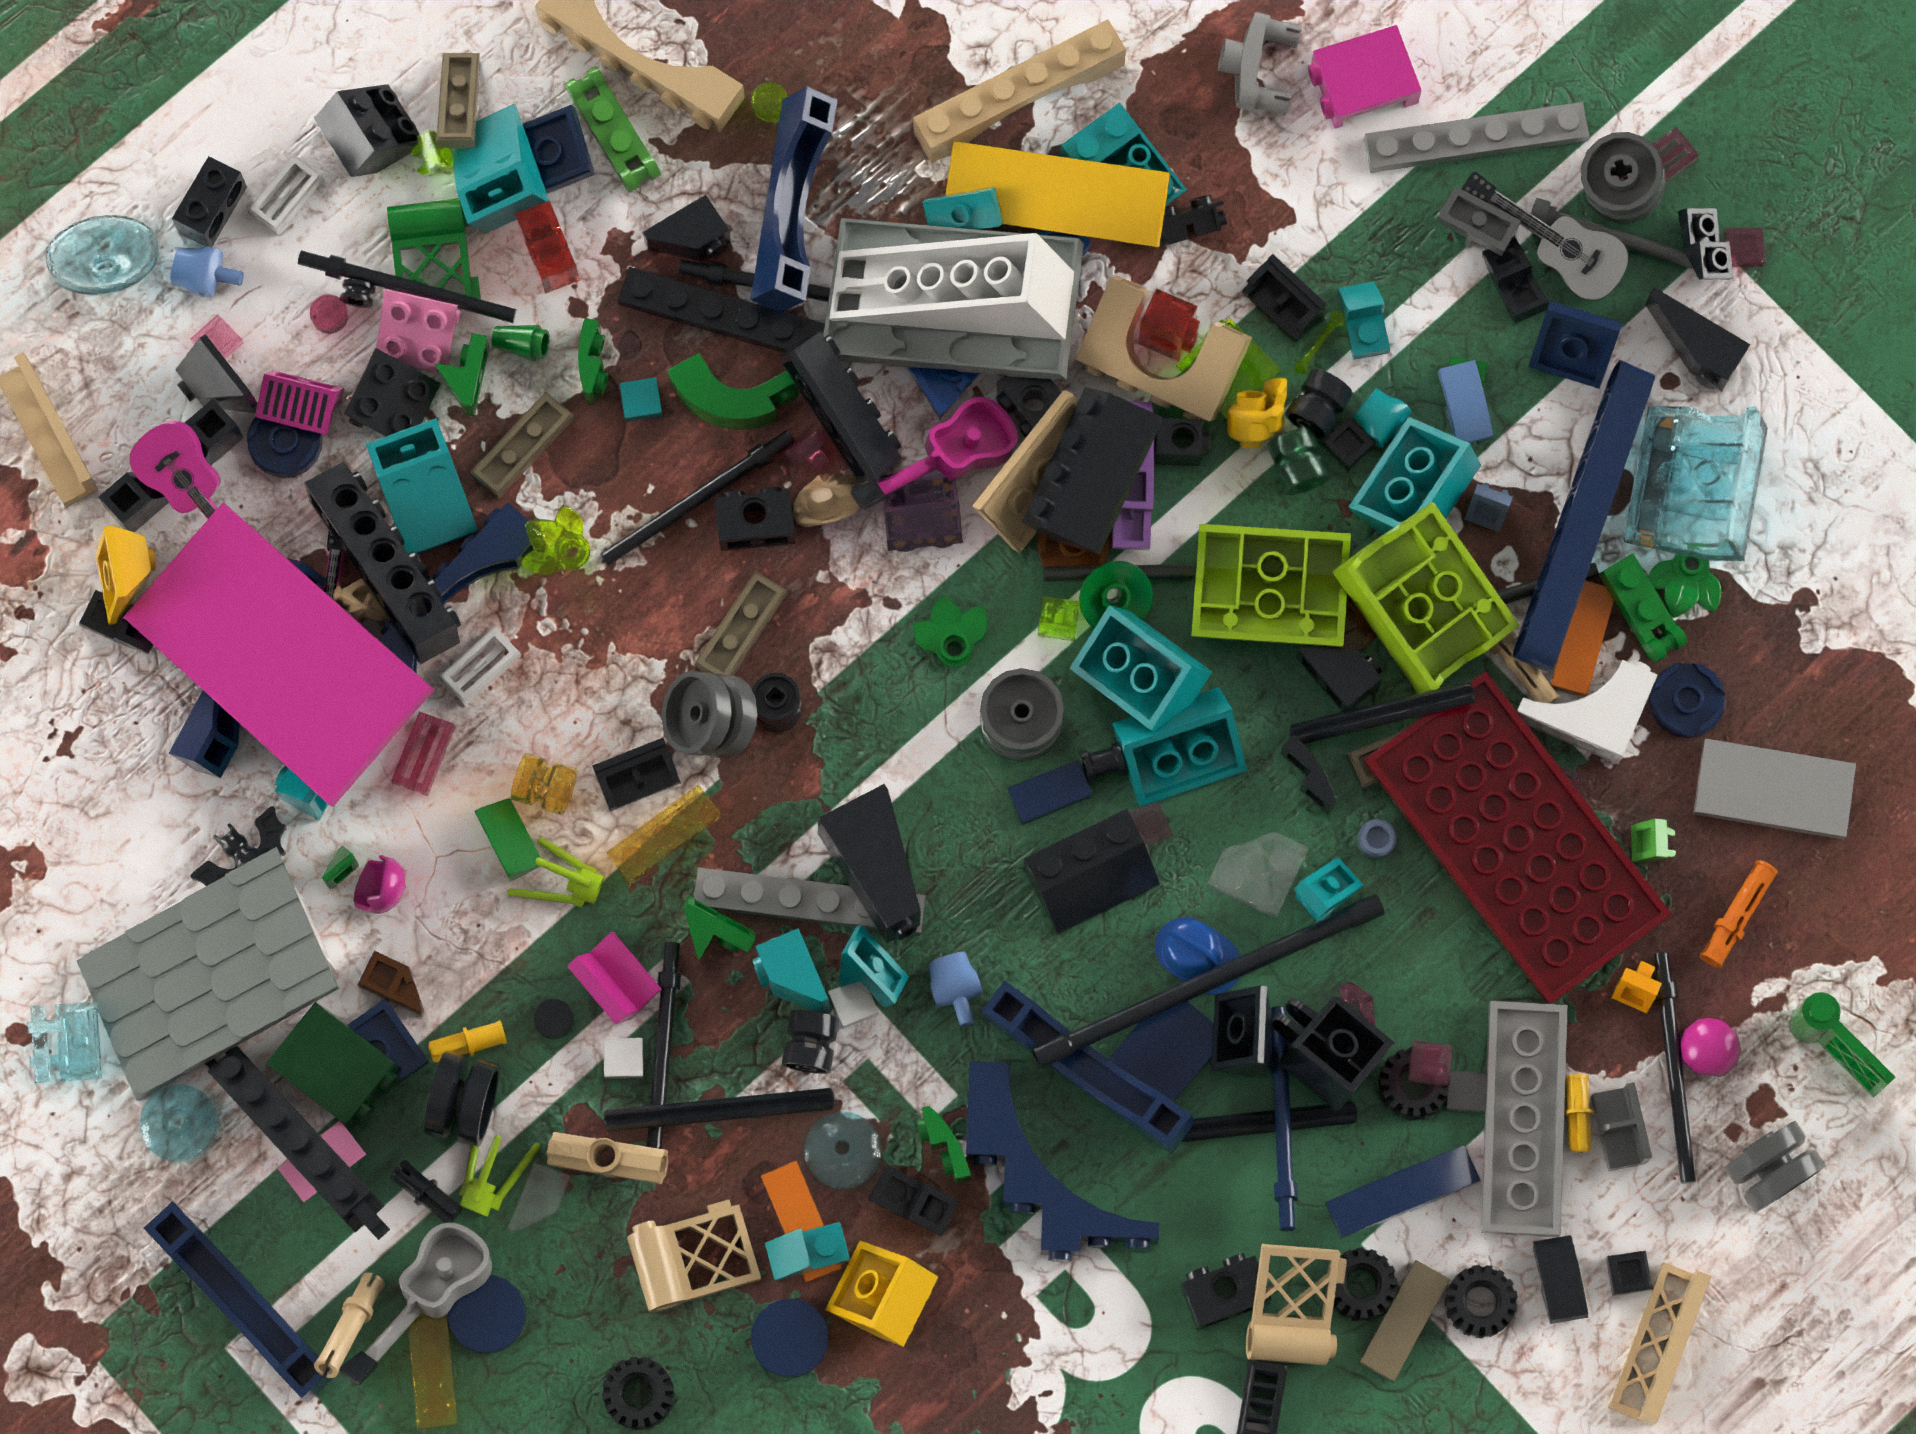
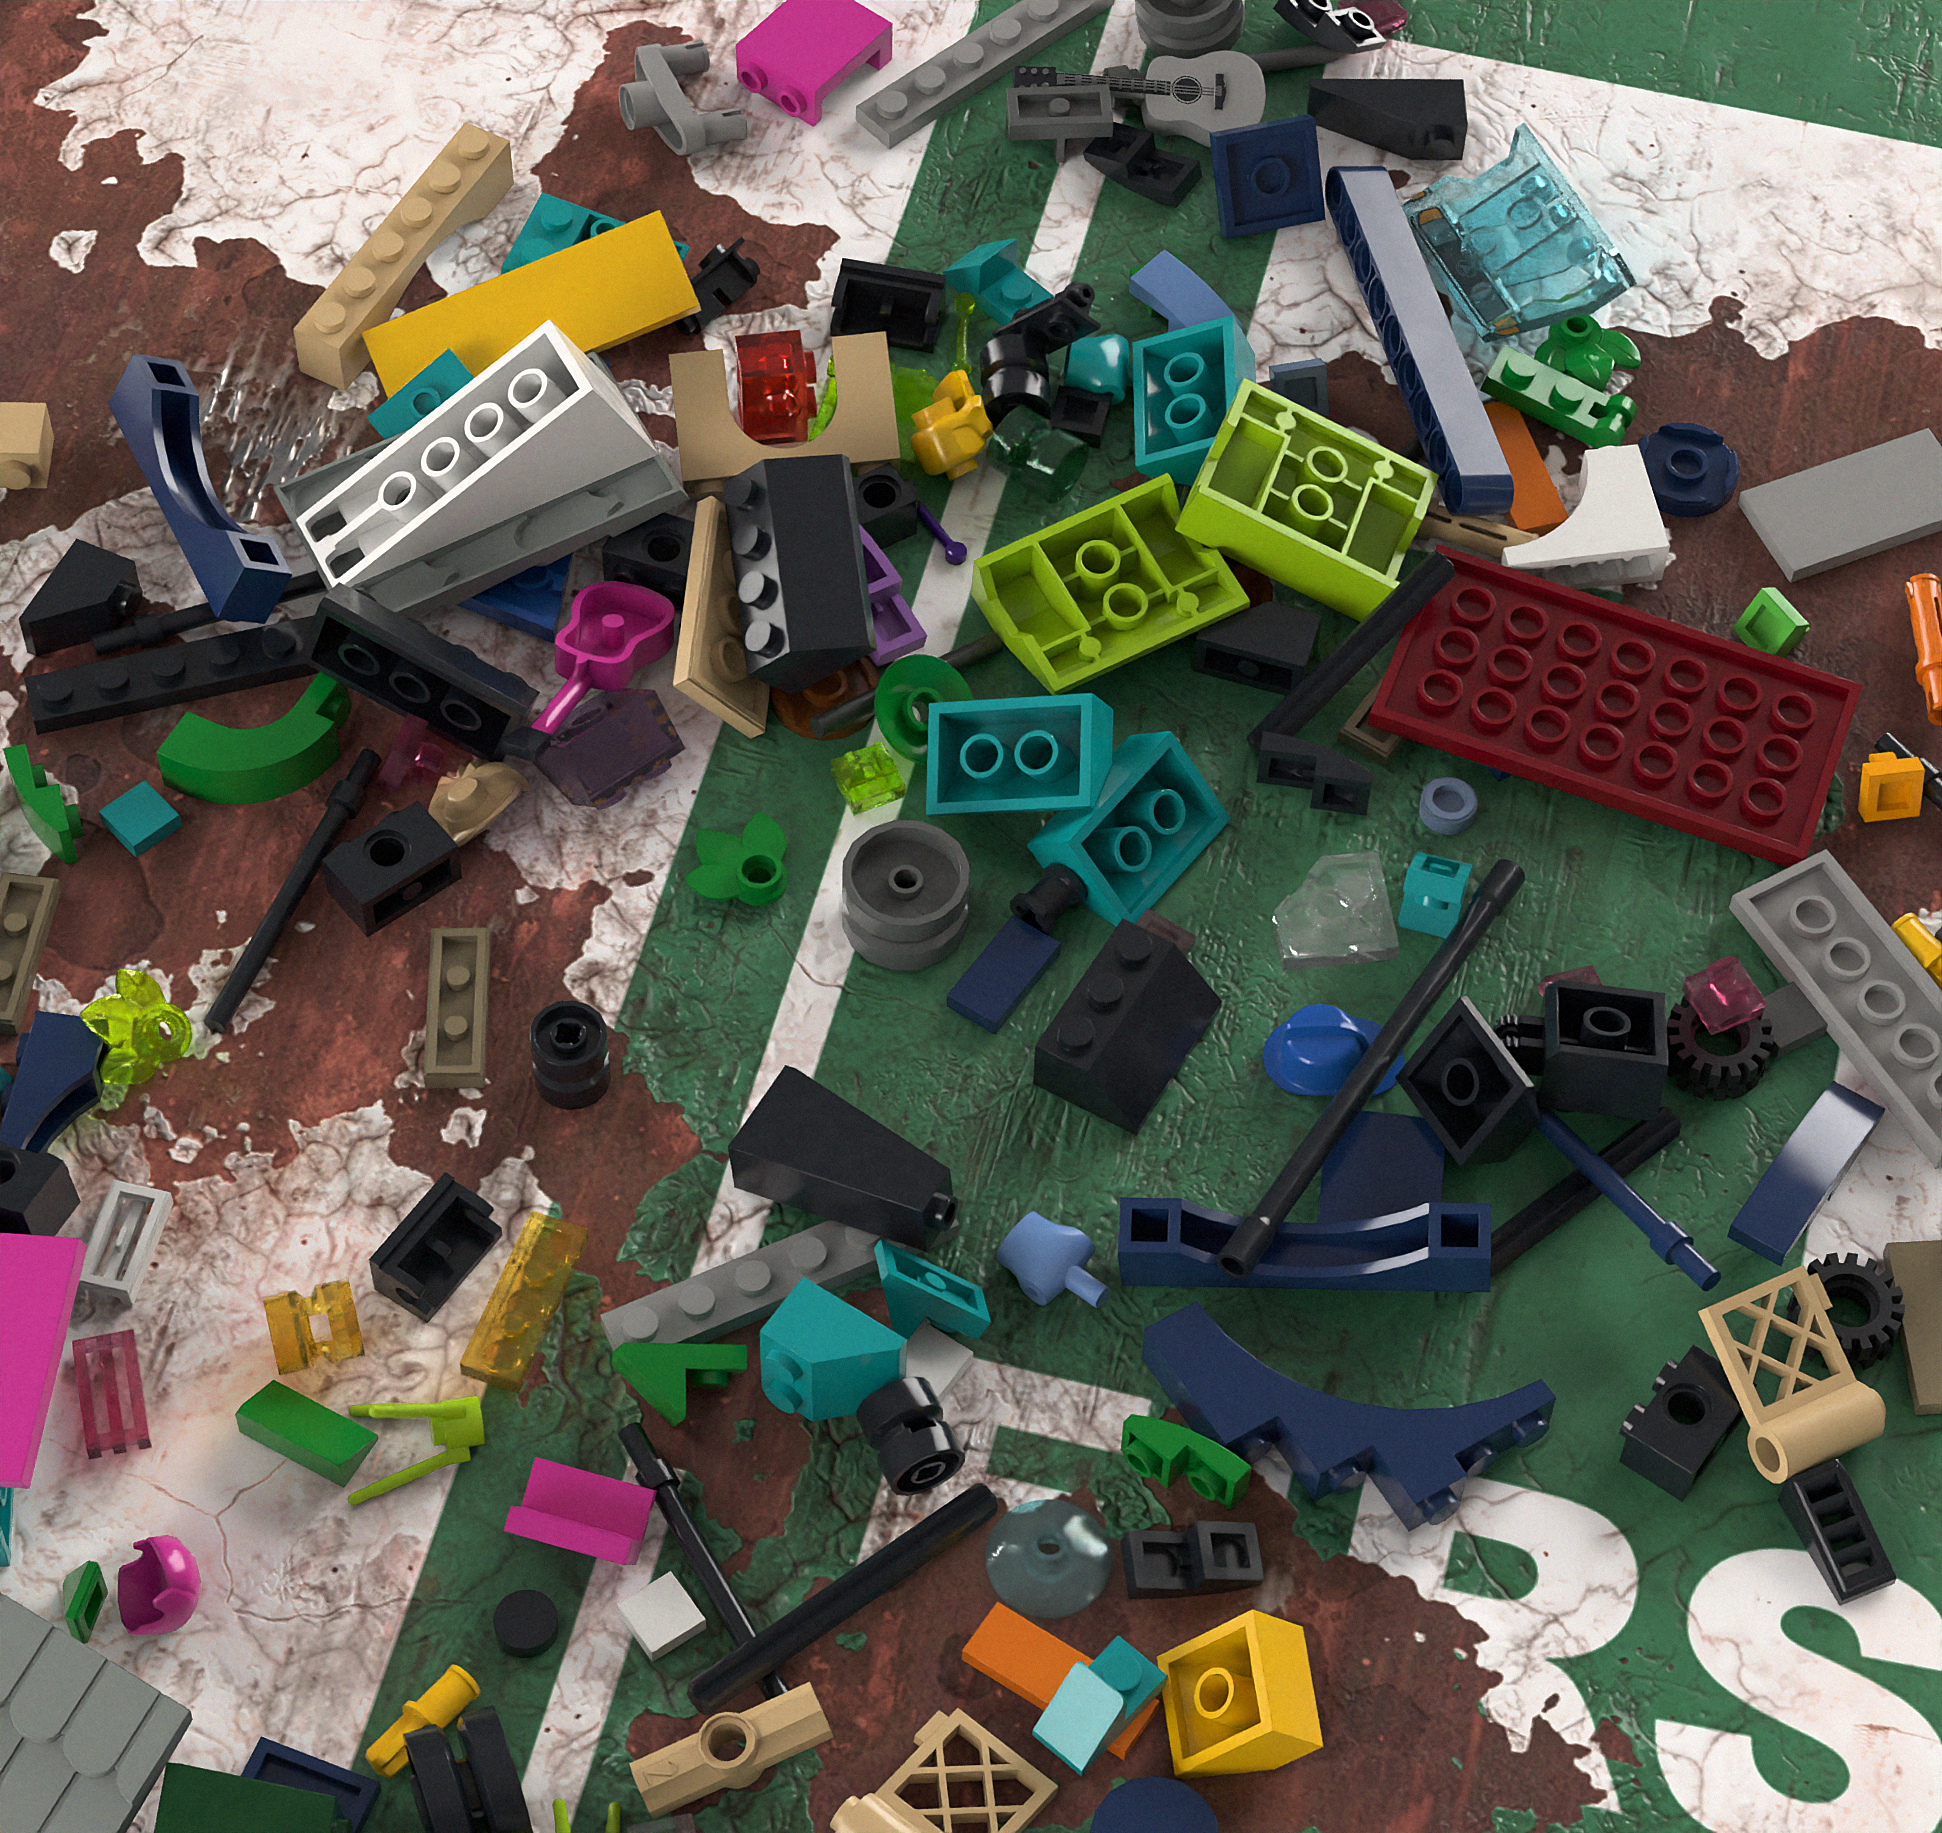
camera: 35 degrees left, 20 degrees down
(391, 981) = (253, 1707): reddish brown tile -> none
(709, 714) = (491, 1105): dark grey wheel -> none
(767, 101) = (89, 421): clear neon green tile -> none
(1211, 494) = (954, 551): none -> dark purple hinge
(1364, 375) = (1056, 321): none -> black hinge

